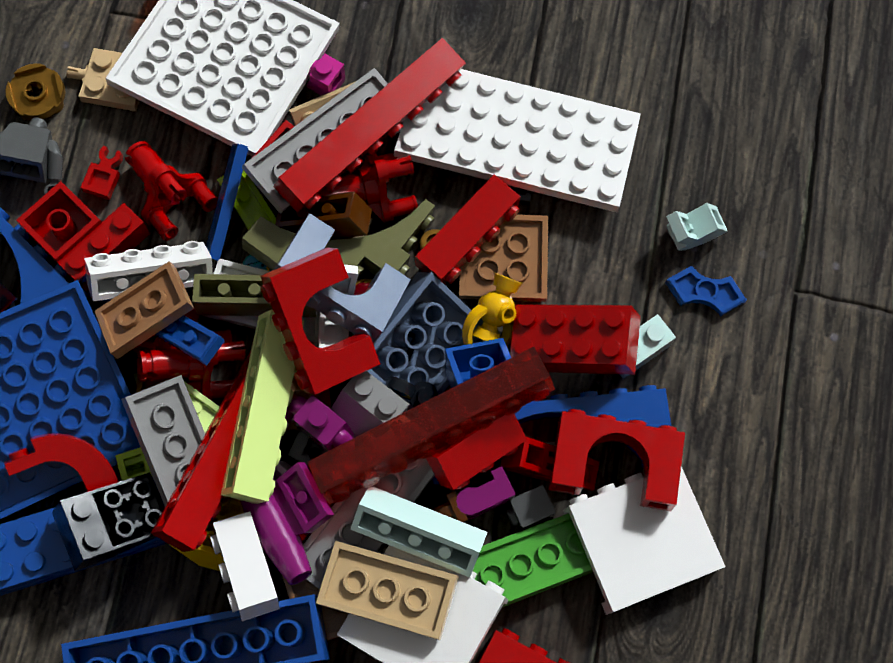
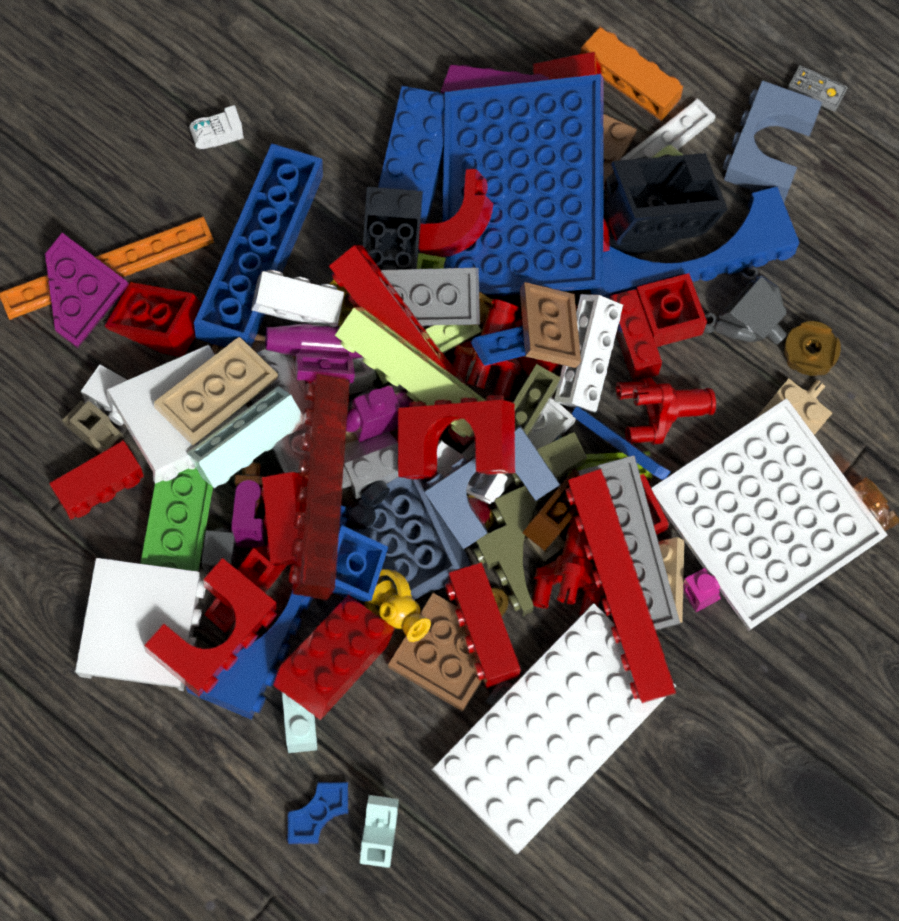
camera: 120 degrees right, 5 degrees down
(102, 177) = (702, 364): red plate -> none

